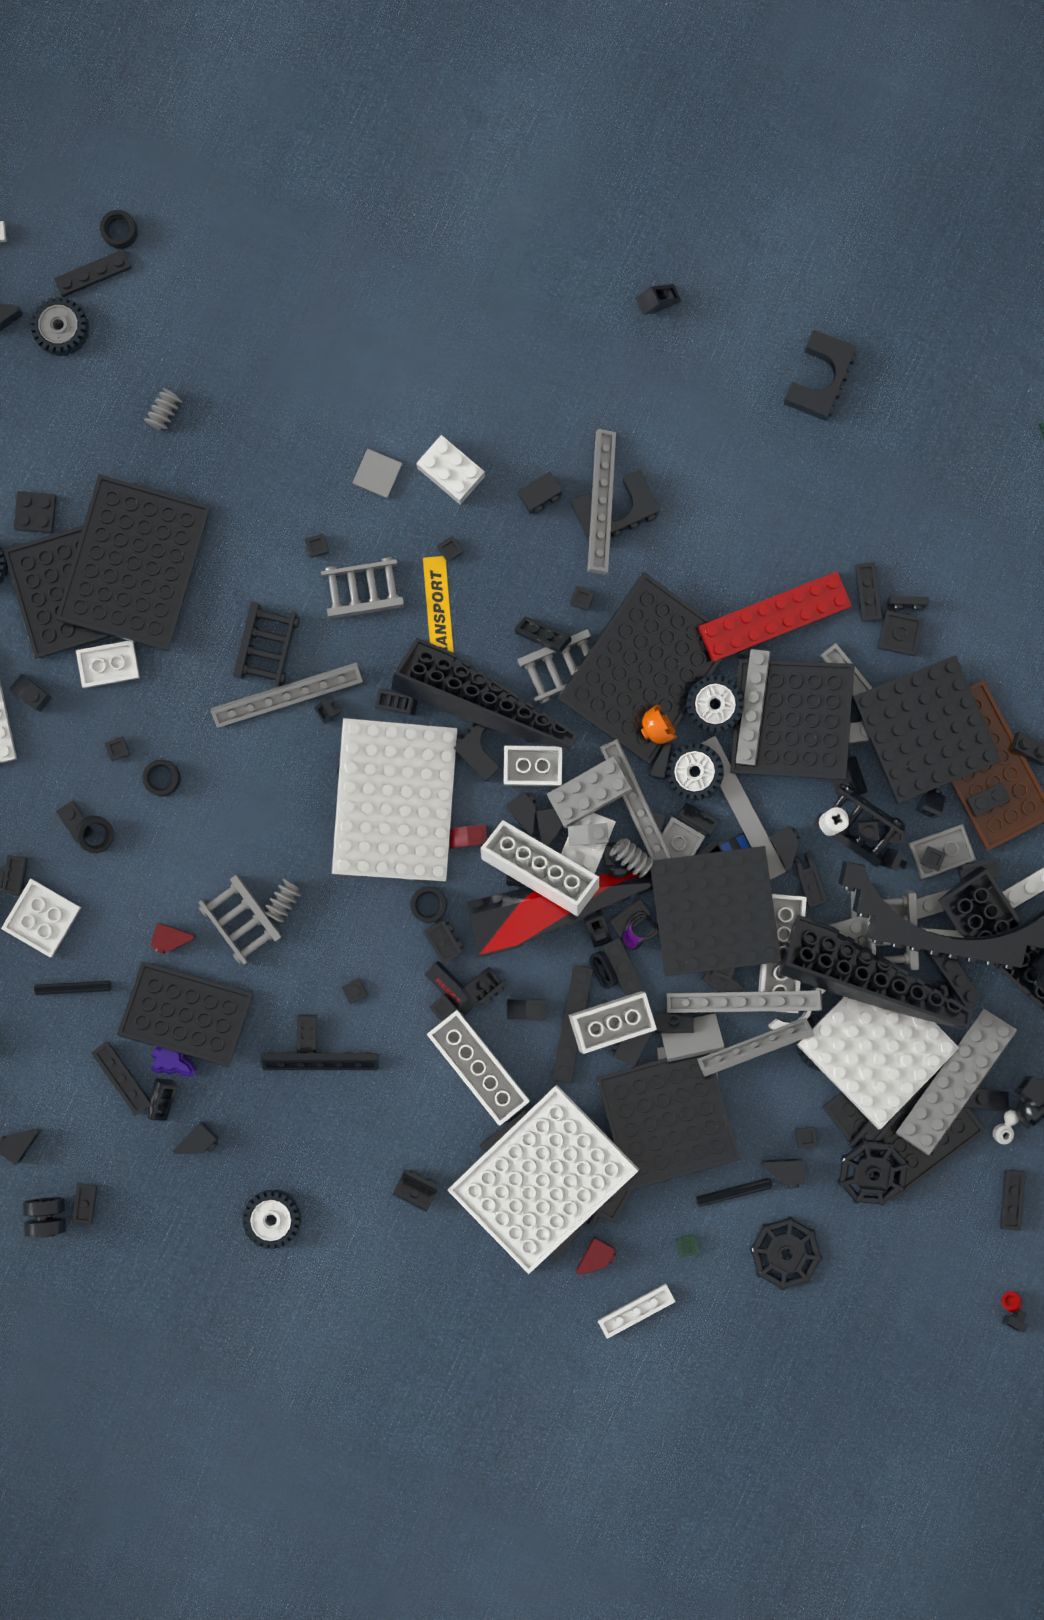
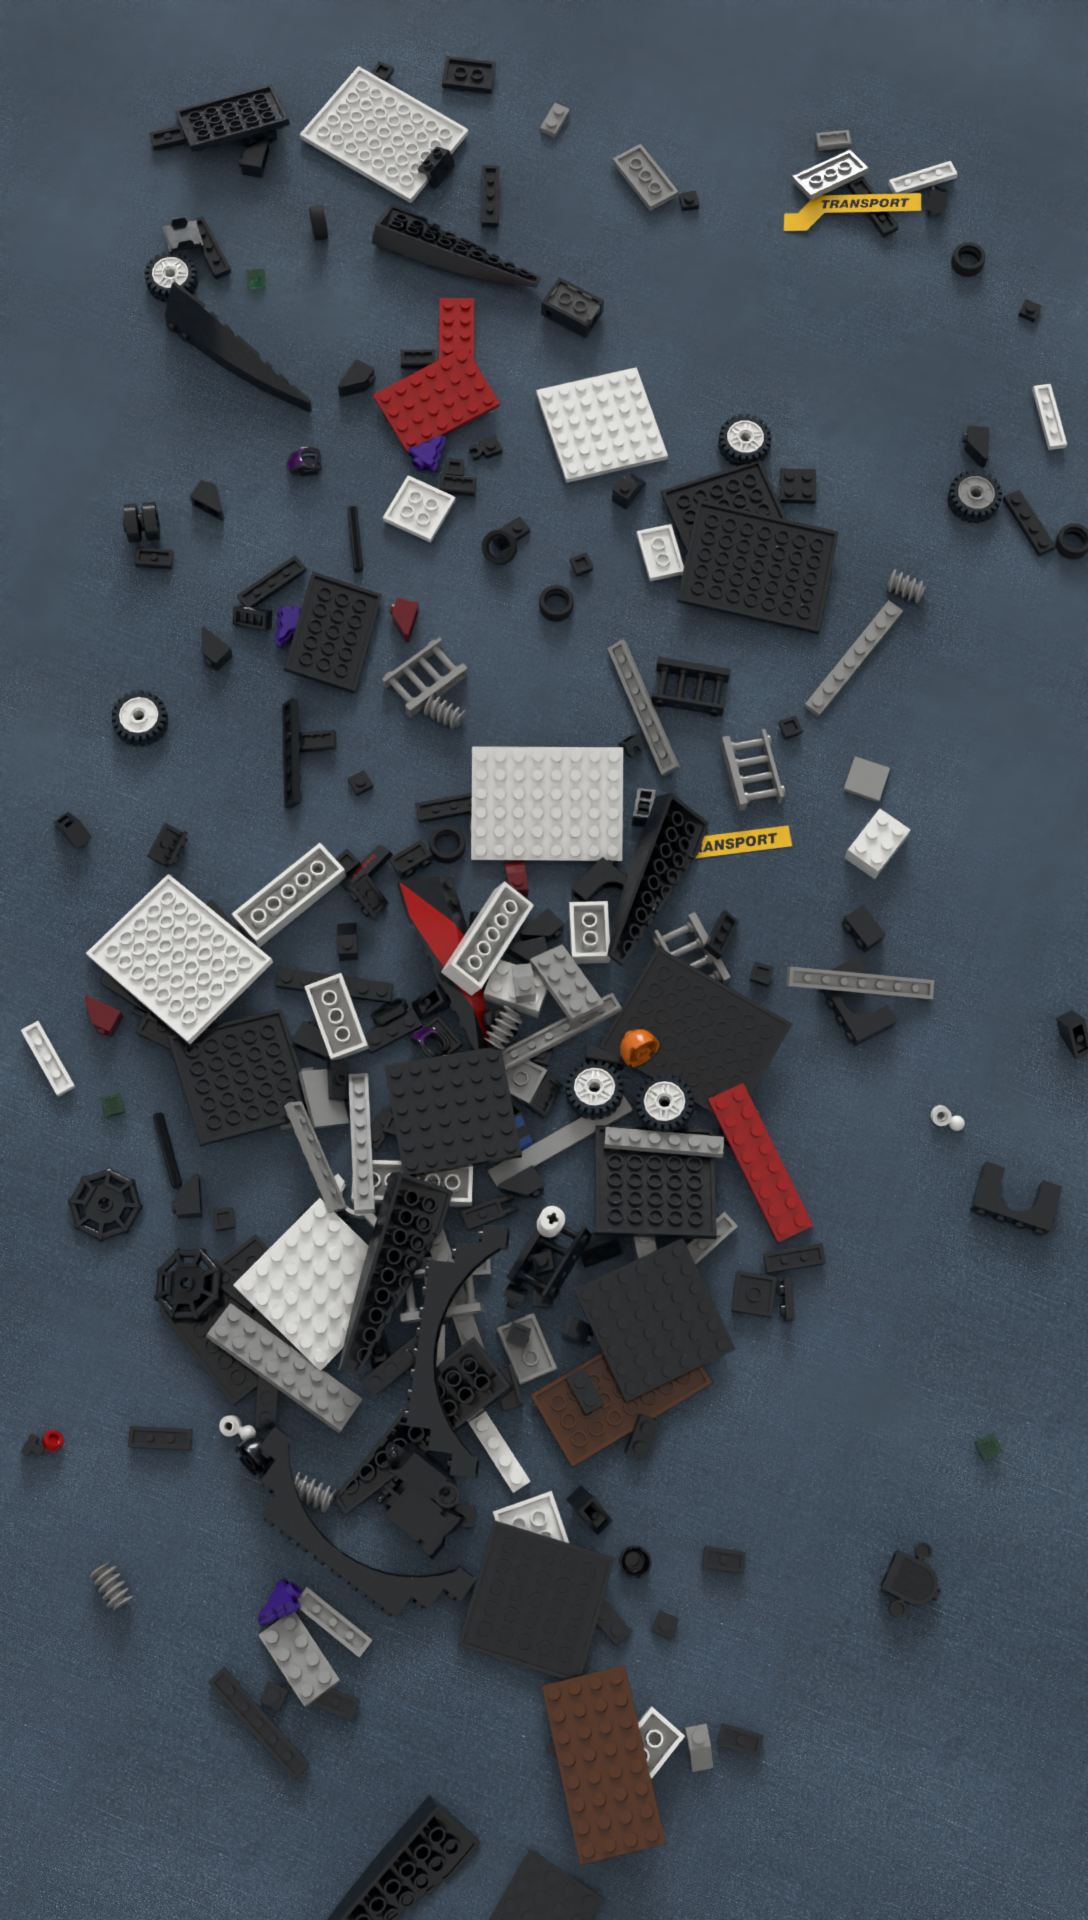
camera: 80 degrees right, 15 degrees down
(240, 472) = (853, 658): none -> light grey plate
(388, 905) = (444, 807): none -> black plate
(393, 1288) = (73, 830): none -> black slope
(450, 549) = (798, 848): black plate -> none
(735, 436) = (956, 1122): none -> white plate

